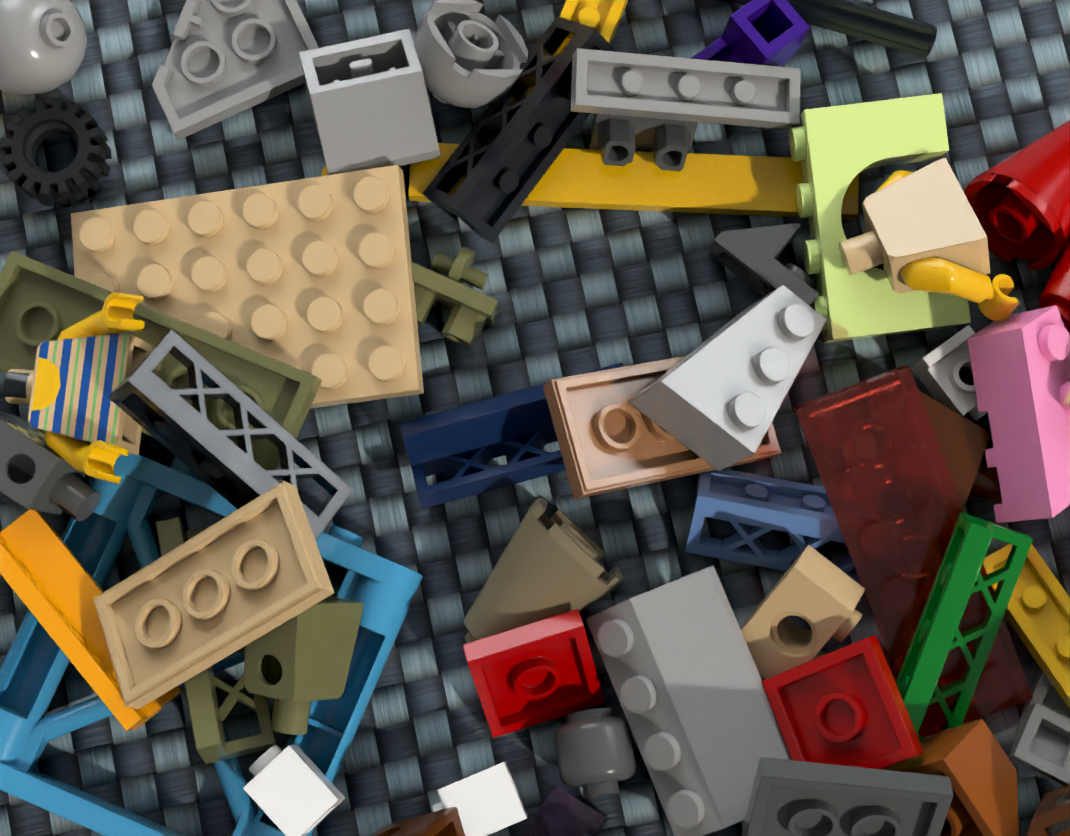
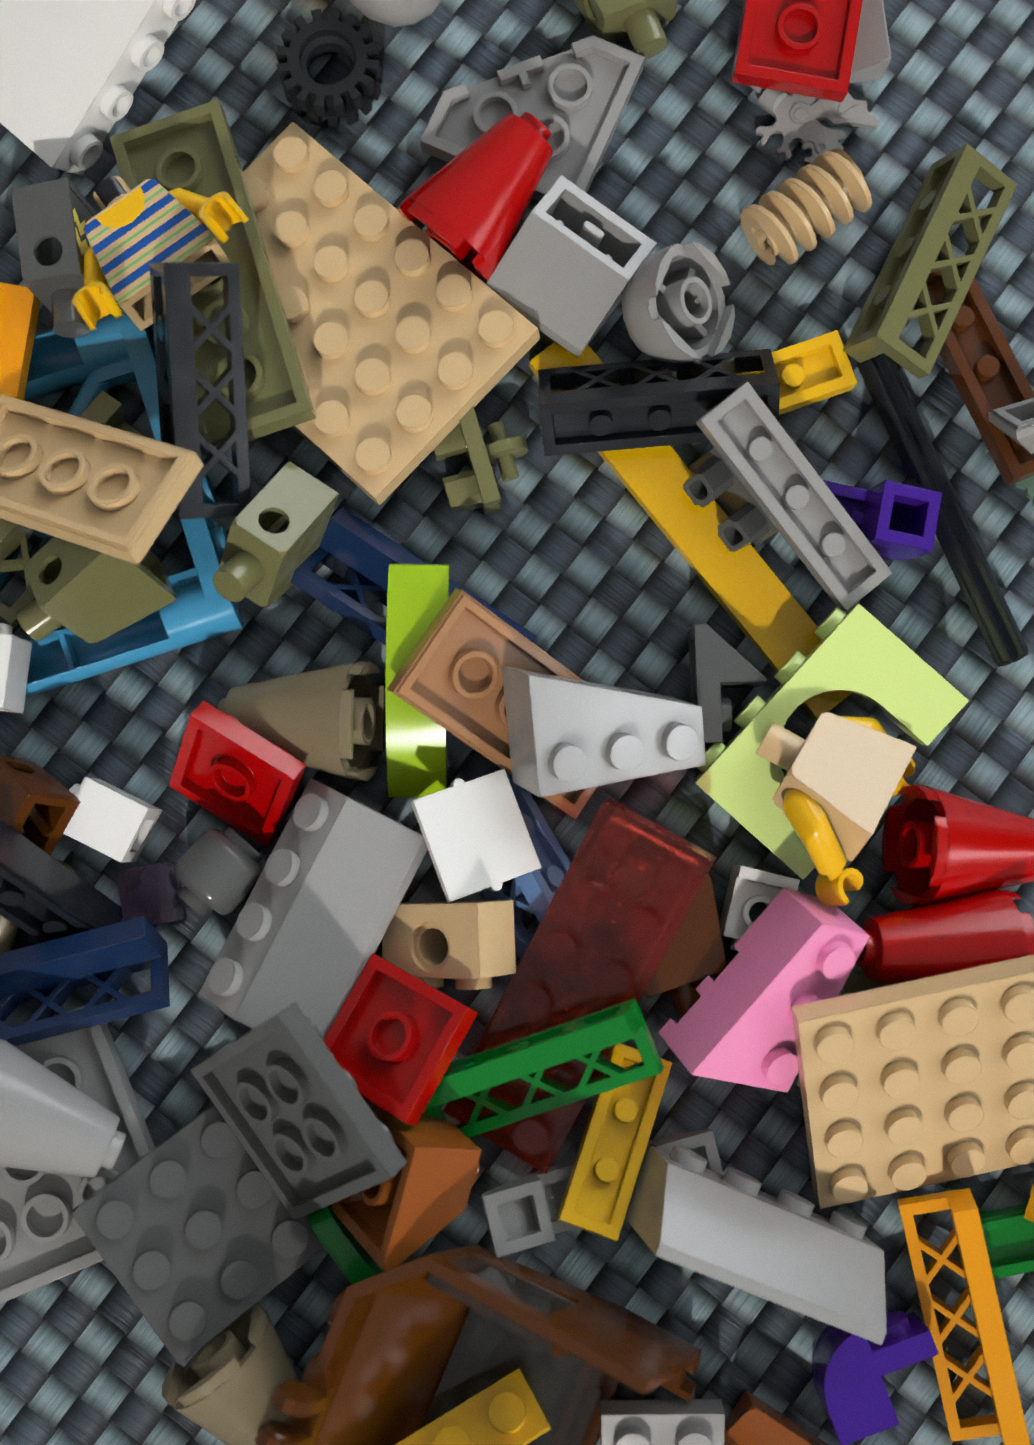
camera: 45 degrees right, 5 degrees up
(261, 119) = (483, 193): none -> red cone
(389, 511) = (257, 557): none -> olive torso
(622, 517) = (413, 742): none -> lime slope
(737, 530) = (475, 835): none -> white piece

